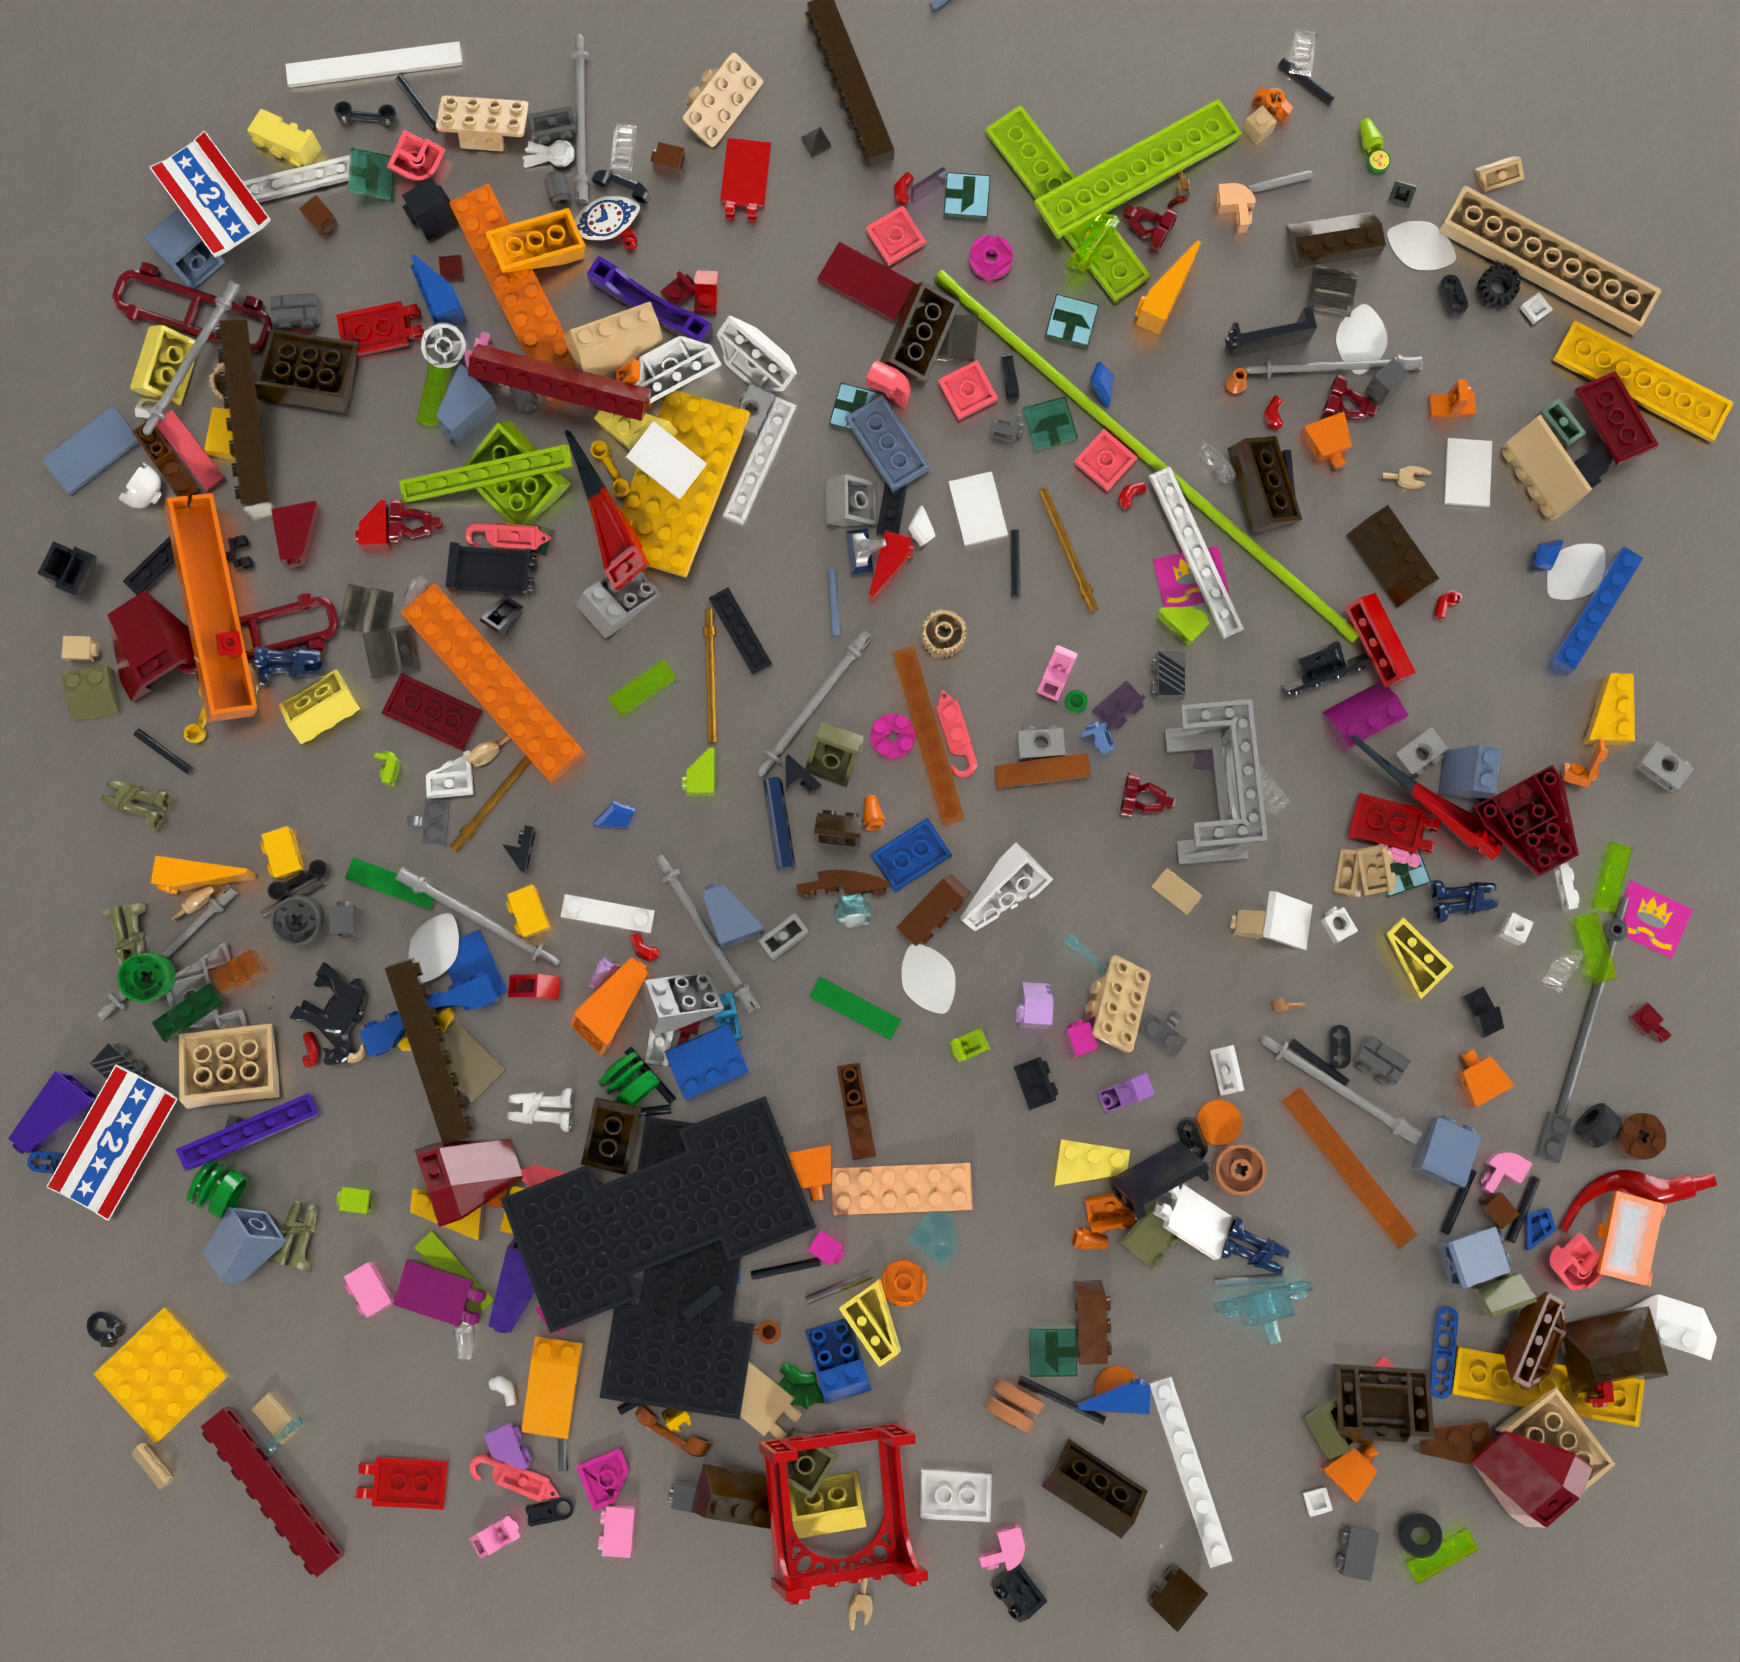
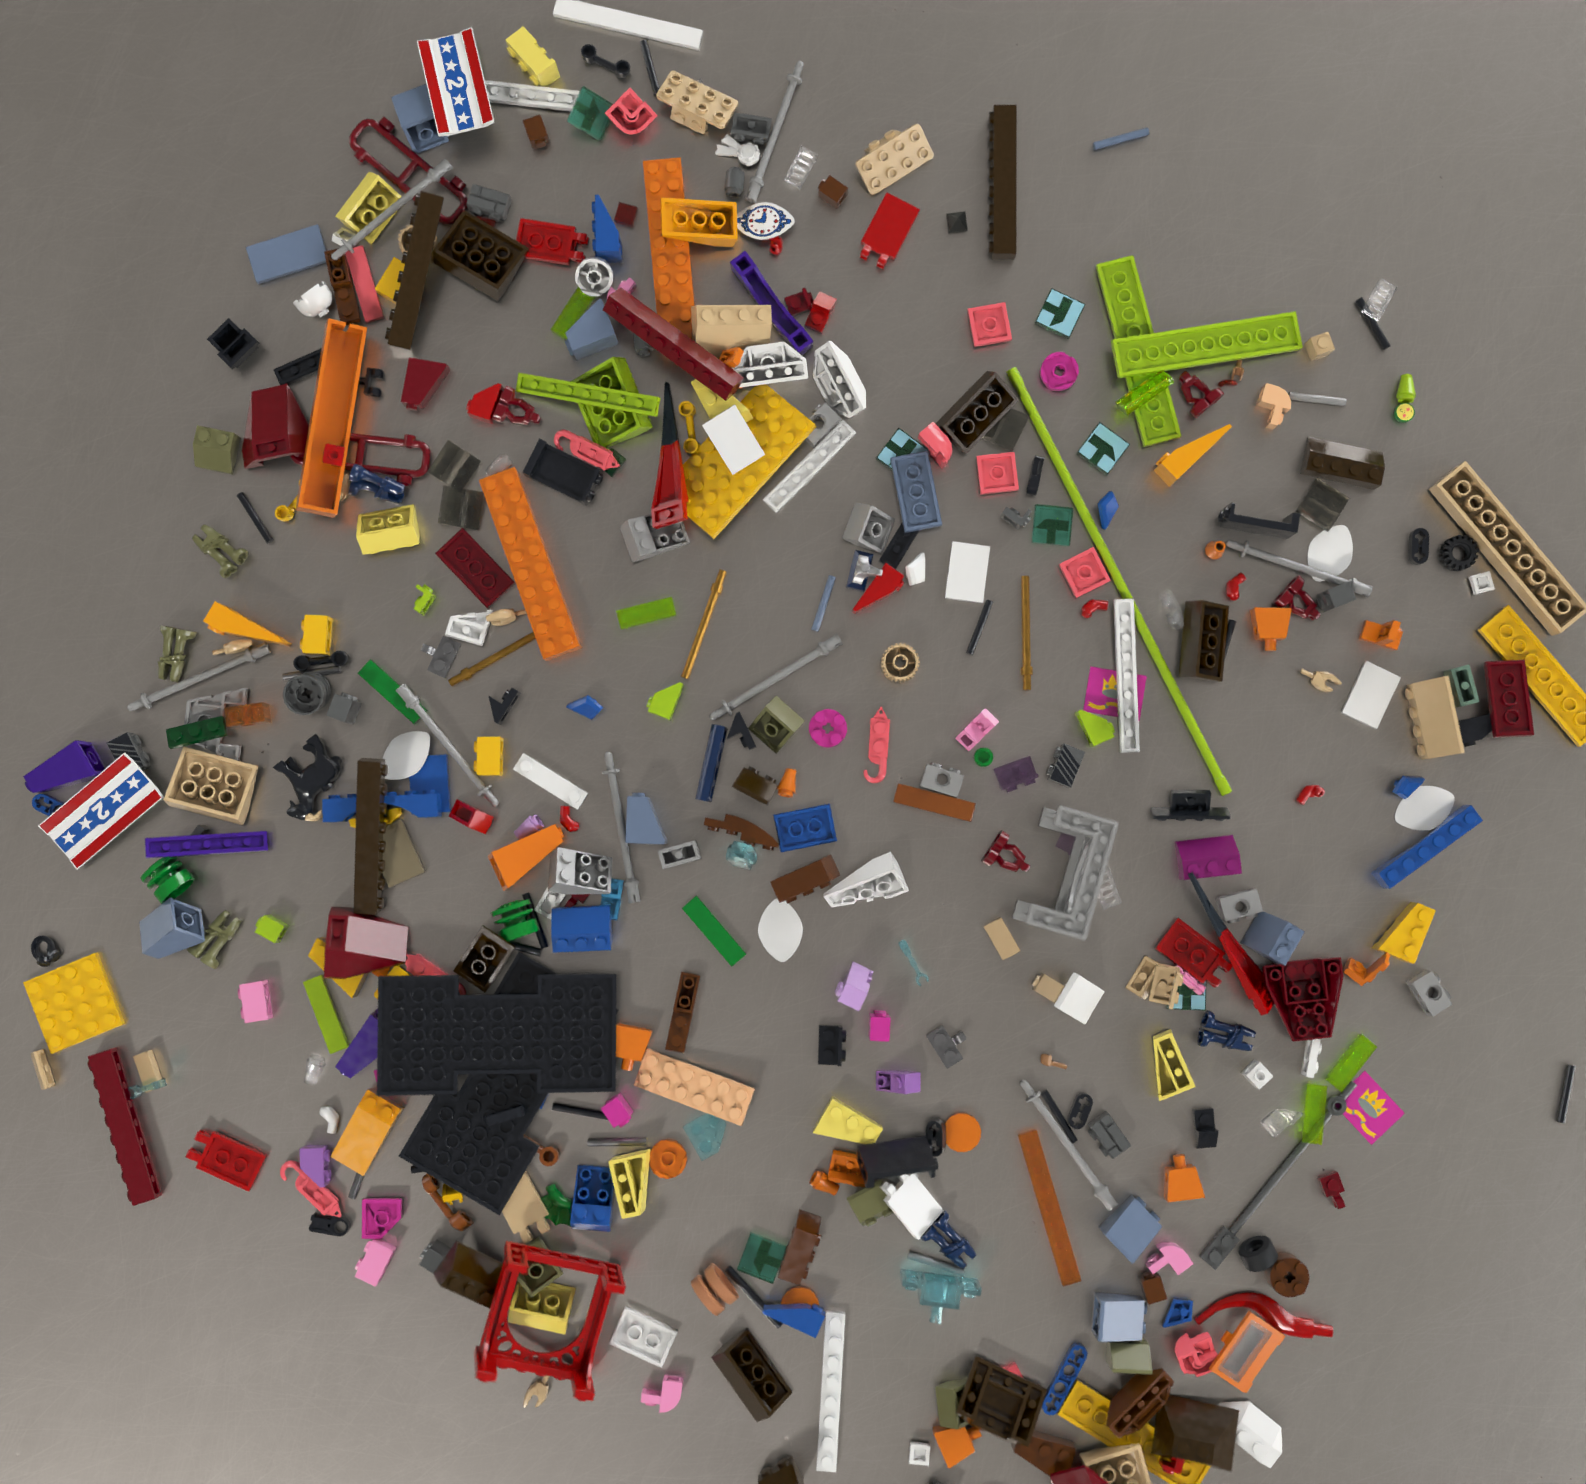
camera: 25 degrees right, 5 degrees up
(79, 649) = (219, 411): tan brick -> none
(133, 976) = (163, 697): green wheel -> none
(312, 1048) = (282, 797): red arm -> none
(429, 208) = (626, 159): black plate -> none
(438, 1294) = (307, 1026): magenta tile -> none
(495, 1536) = (280, 1228): bright pink brick -> none
(502, 614) = (558, 512): black slope -> none
(532, 1103) = (432, 911): white piece -> none
(603, 177) = (774, 187): black bar -> none
(740, 631) = (741, 597): black tile -> none
(866, 281) = (951, 353): dark red tile -> none
(900, 188) = (1009, 286): red arm -> none
(928, 185) = (1031, 293): clear purple piece -> none
(928, 735) = (856, 738): clear orange plate -> none
(969, 1045) = (790, 996): lime bracket -> none
(1018, 1594) = (662, 1432): black bracket -> none
(1102, 739) = (992, 793): medium blue bracket -> none
(1118, 1003) = (919, 1010): tan bracket -> none
(1227, 1070) = (984, 1094): white plate -> none
(1252, 1172) = (966, 1187): nougat wheel -> none
(1276, 107) = (1337, 334): orange piece -> none
(1348, 925) = (1124, 1022): white brick -> none
(1380, 640) = (1244, 803): red brick -> none
(1392, 556) = (1282, 739): dark brown slope -> none
(1402, 193) = (1412, 446): pearl dark grey slope -> none
(1421, 245) = (1410, 495): white sticker -> none
(1457, 1204) = (1119, 1272): black bar -> none
(1499, 173) = (1498, 460): tan slope -> none
(1523, 1209) = (1172, 1294): black bar -> none

